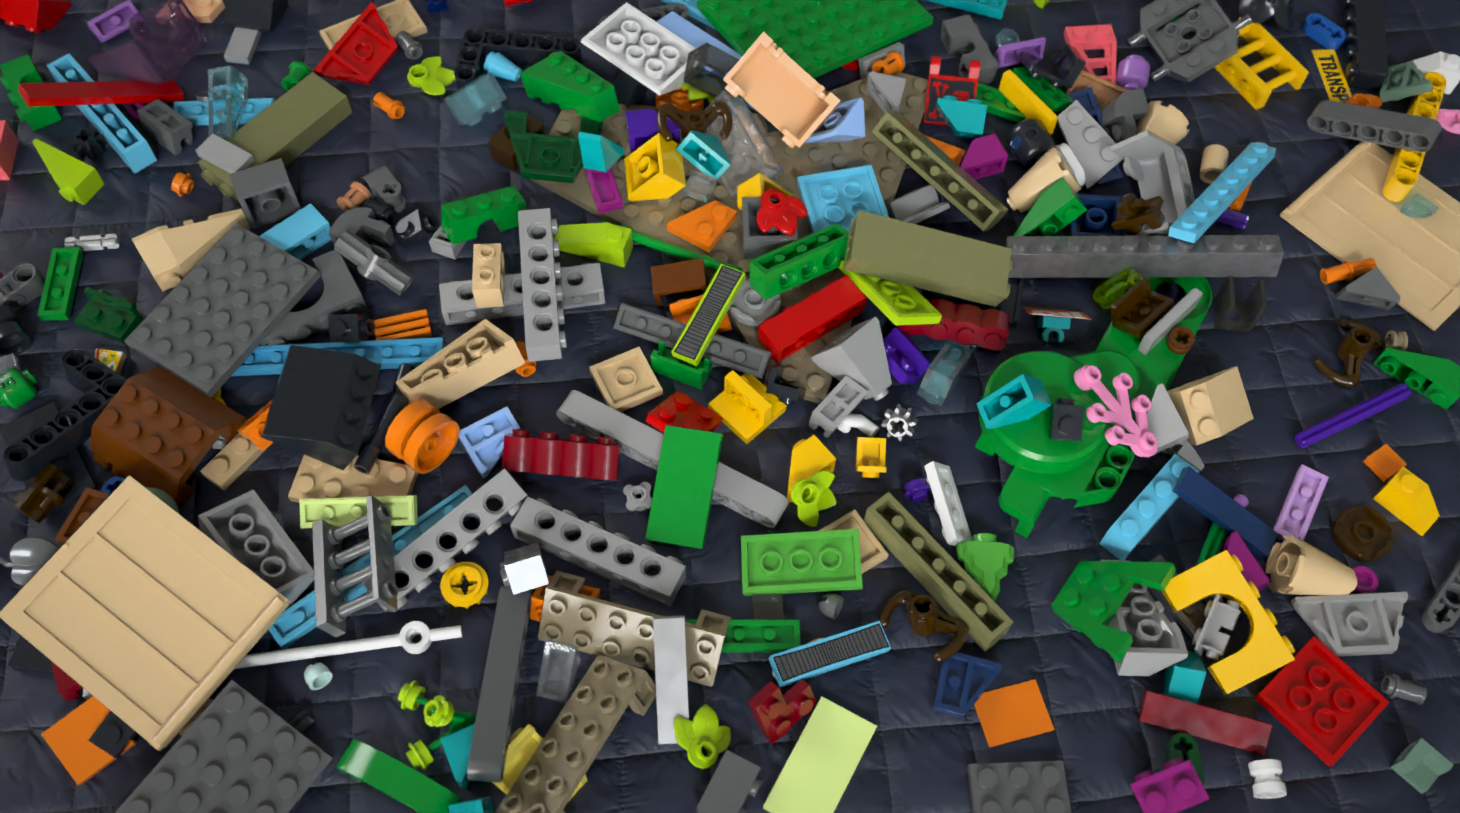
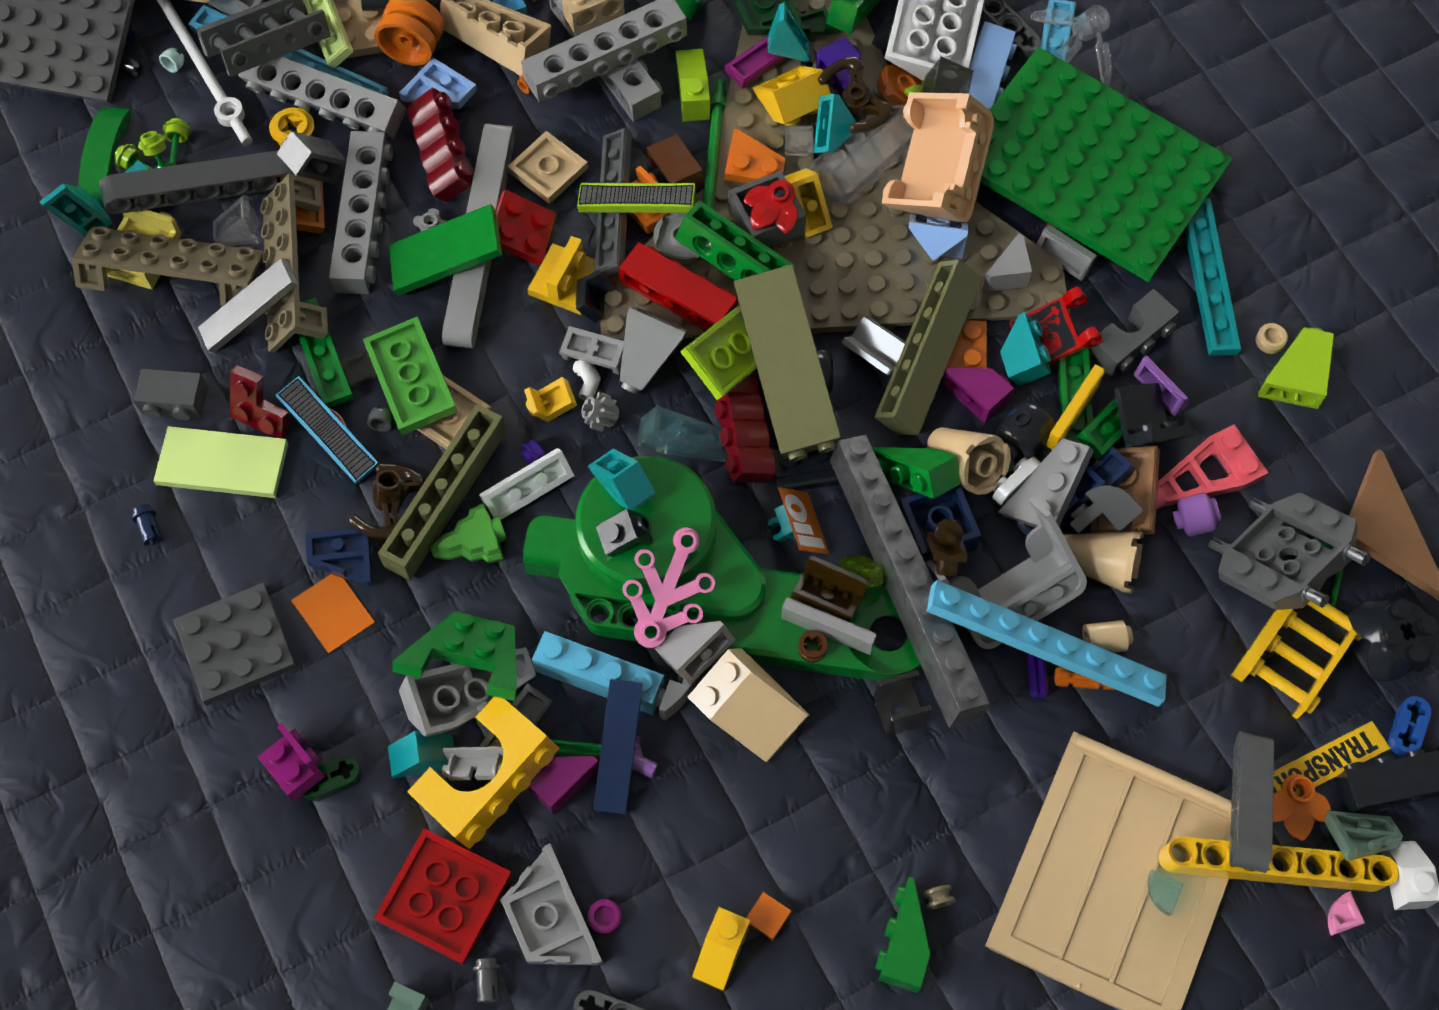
camera: 70 degrees right, 5 degrees up
(677, 369) = (582, 223): green hinge -> none
(701, 732) = (217, 354): lime plate -> none
(807, 459) = (516, 347): yellow slope -> none
(815, 496) = (484, 364): lime plate -> none
(839, 195) = (841, 273): medium azure plate -> none
(888, 66) = (1052, 255): orange bush -> none
(904, 358) = (675, 385): dark purple bracket -> none
(1006, 36) = (1177, 368): clear light blue tile -> none
(1205, 722) = (378, 785): dark red tile -> none
(1267, 780) = (336, 857): white wheel -> none
(1300, 503) = (673, 834): lavender tile -> none
(1305, 570) = (583, 852): tan cone -> none
(1347, 271) = (1019, 823): orange axle -> none
(1352, 351) = (905, 850): dark brown piece -> none
(1352, 415) = (817, 869): dark purple axle -> none
(1362, 533) = (665, 908): dark brown tile -> none
(1370, 290) = (1000, 850): dark grey slope -> none

